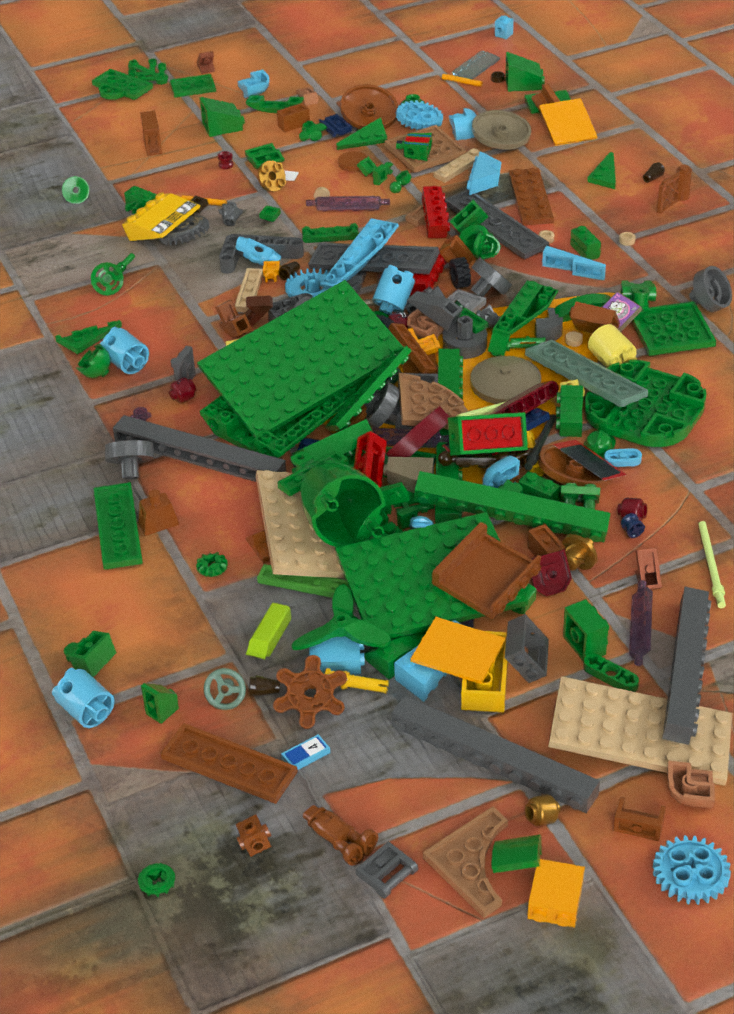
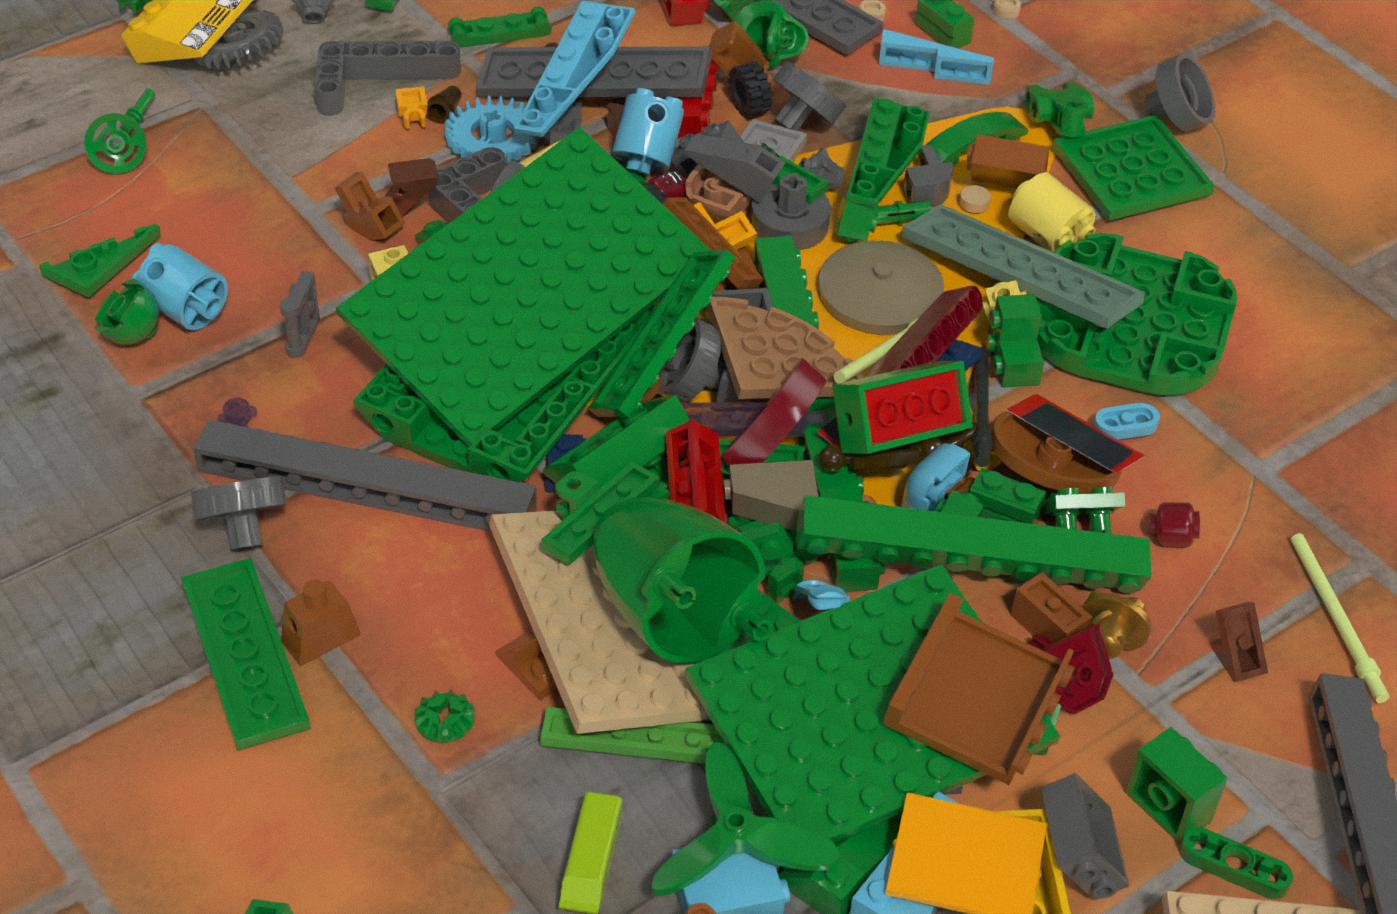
camera: 15 degrees left, 5 degrees up
(182, 390) = (306, 356): dark red head -> none
(248, 246) = (362, 63): medium azure piece -> none
(249, 287) = (380, 144): tan plate -> none
(600, 442) = (1077, 395): green piece -> none
(624, 307) = (1045, 131): tile -> none
(632, 525) = (1185, 555): dark blue wheel -> none
(641, 623) = (1260, 754): plate -> none

